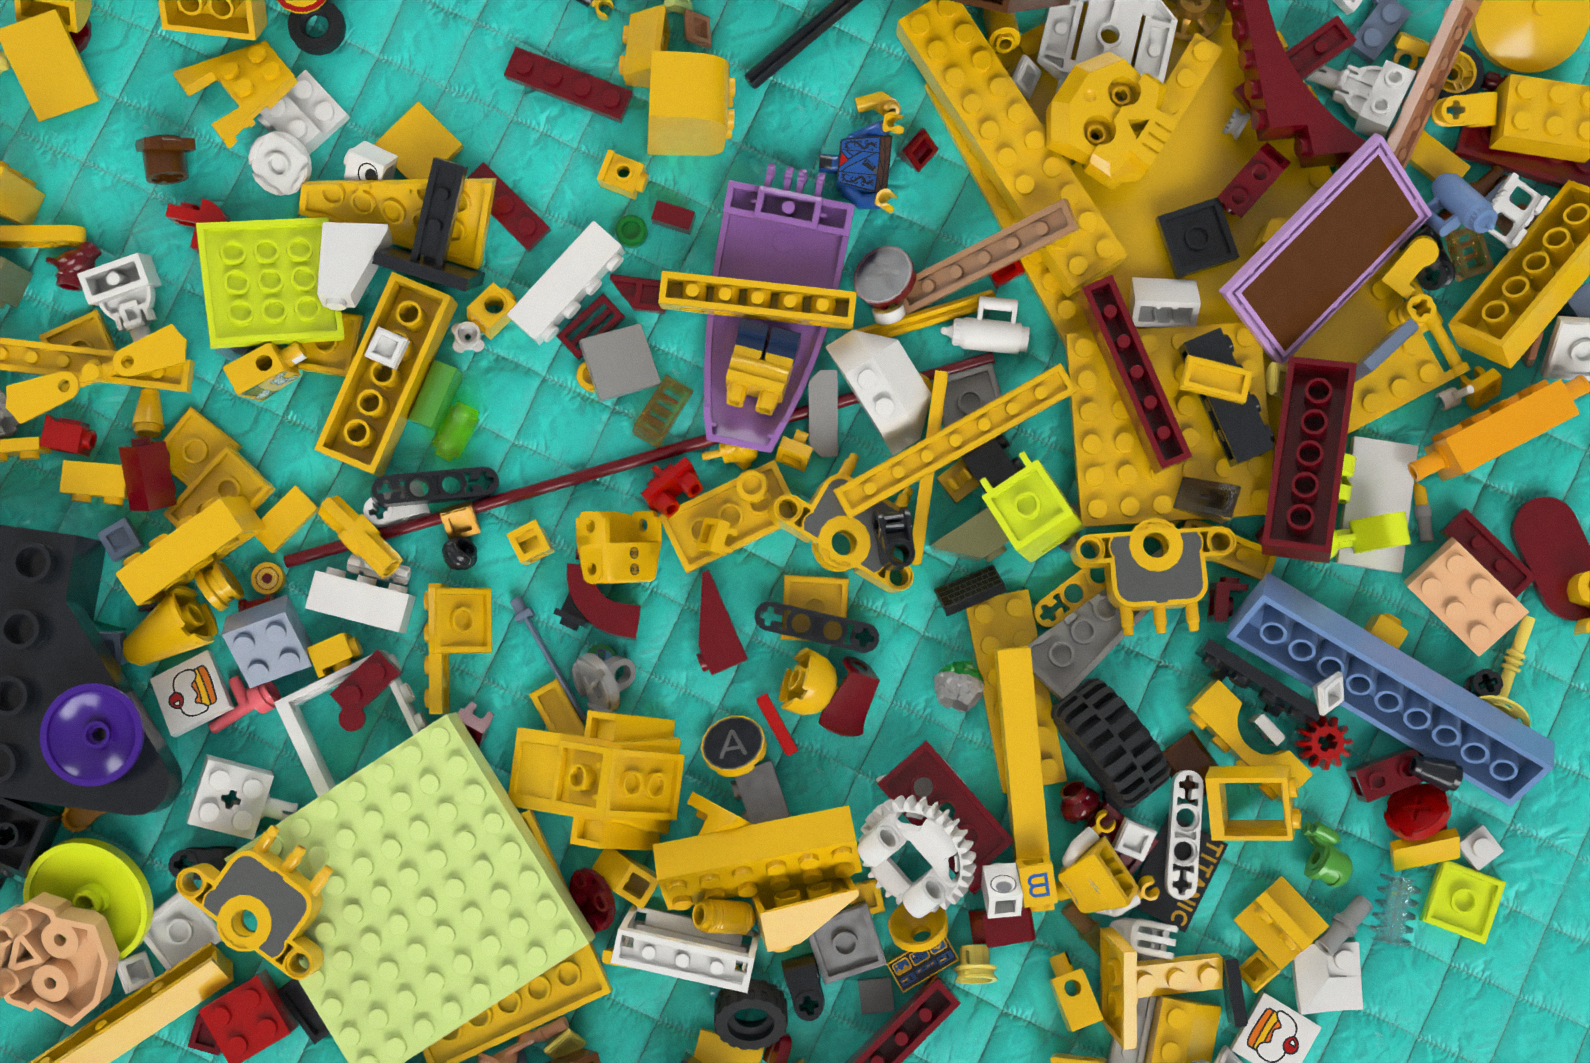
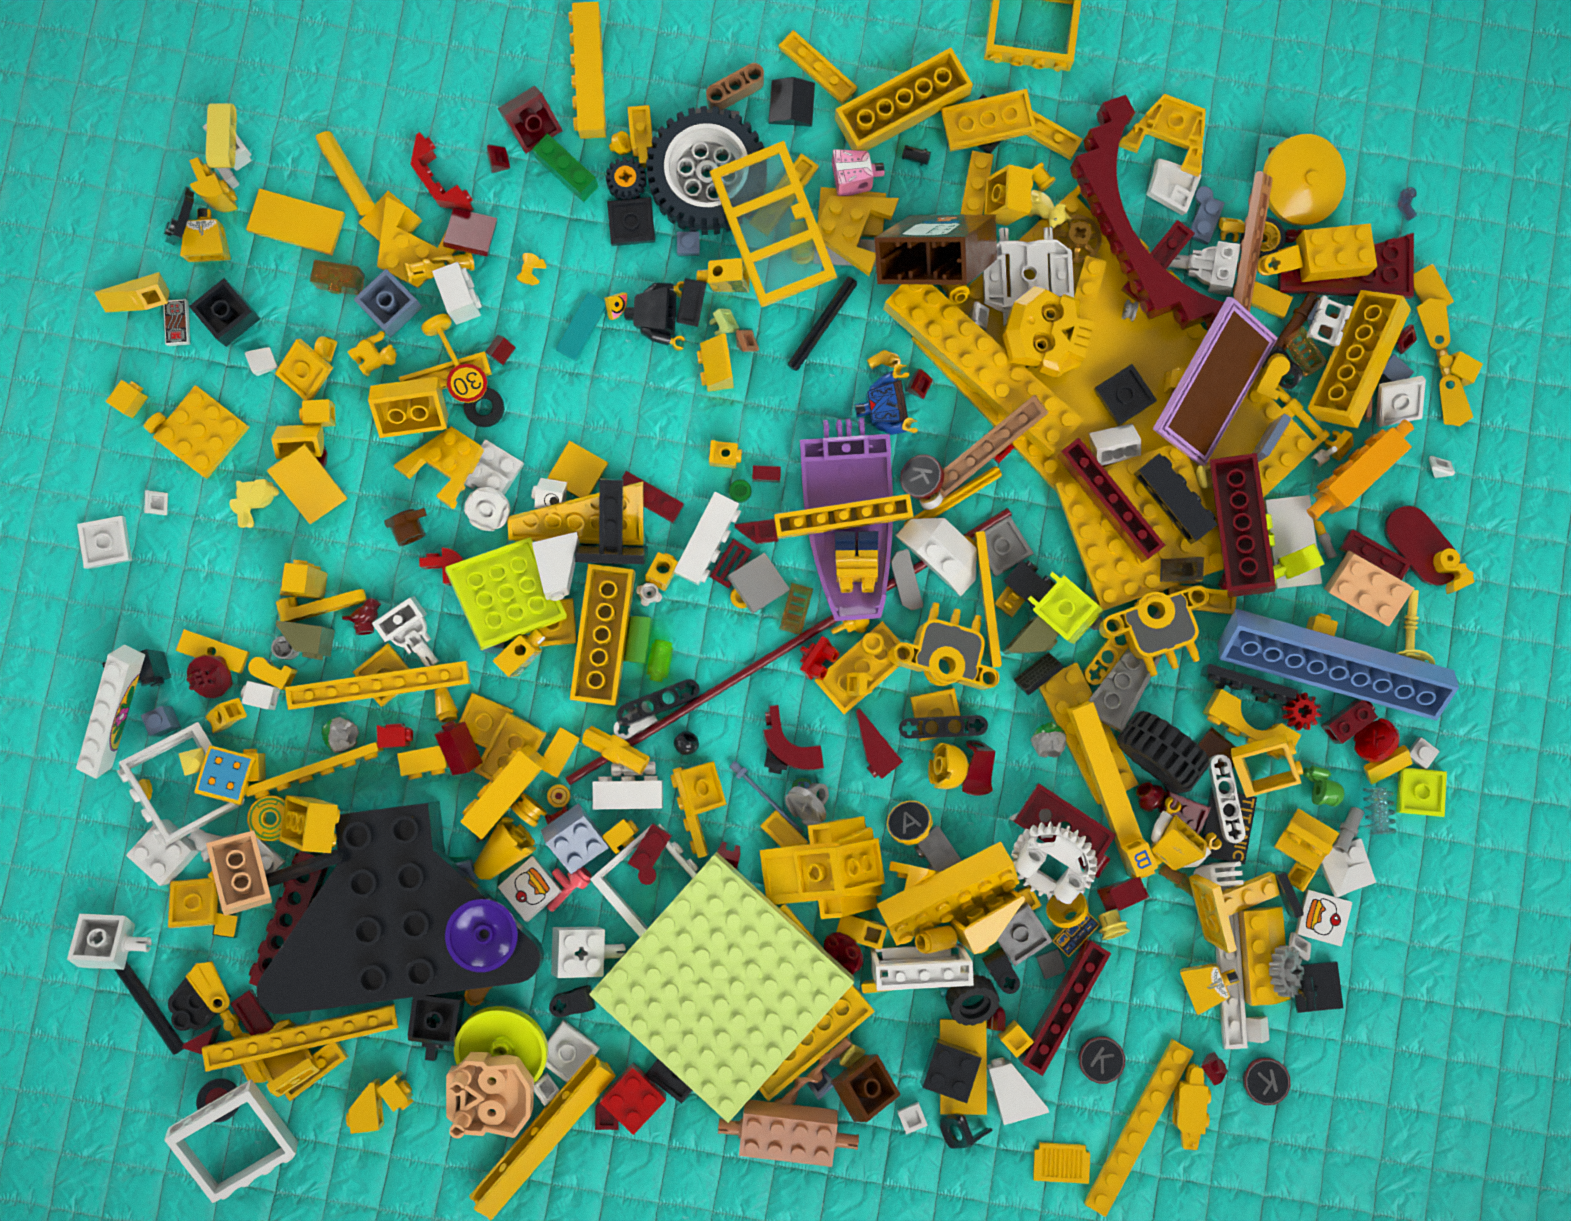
camera: 25 degrees left, 0 degrees up
(41, 394) = (371, 712): yellow piece -> none
(120, 539) = (450, 797): sand blue plate -> none
(273, 892) = (628, 1006): yellow piece -> none
(387, 348) = (600, 617): white tile -> none
(460, 520) = (680, 720): pearl gold tile -> none
(530, 543) = (733, 722): yellow brick -> none
(568, 84) = (668, 401): dark red plate -> none
(616, 546) = (794, 710): yellow piece -> none
(689, 104) = (759, 396): yellow brick -> none
(777, 724) = (934, 800): red tile -> none
(795, 451) = (894, 611): yellow tile -> none
(894, 535) = (980, 651): black piece -> none
(954, 441) = (1002, 576): yellow tile -> none
(990, 334) = (1005, 496): white piece -> none
(1001, 890) = (1118, 870): white brick -> none
(1080, 1008) = (1190, 934): yellow torso -> none
(1134, 839) = (1194, 811): white tile -> none
(1215, 379) = (1166, 489): yellow tile -> none
(1219, 603) = (1206, 635): dark red bracket -> none
(1253, 180) = (1153, 347): dark red brick -> none
(1266, 729) = (1261, 713): white tile -> none
(1329, 693) = (1298, 678): white slope -> none
(1424, 305) = (1288, 400): yellow bush -> none
(1438, 772) = (1384, 711): black cone -> none
(1464, 204) = (1295, 324): medium blue piece -> none
(1485, 677) = (1396, 638): black bush -> none

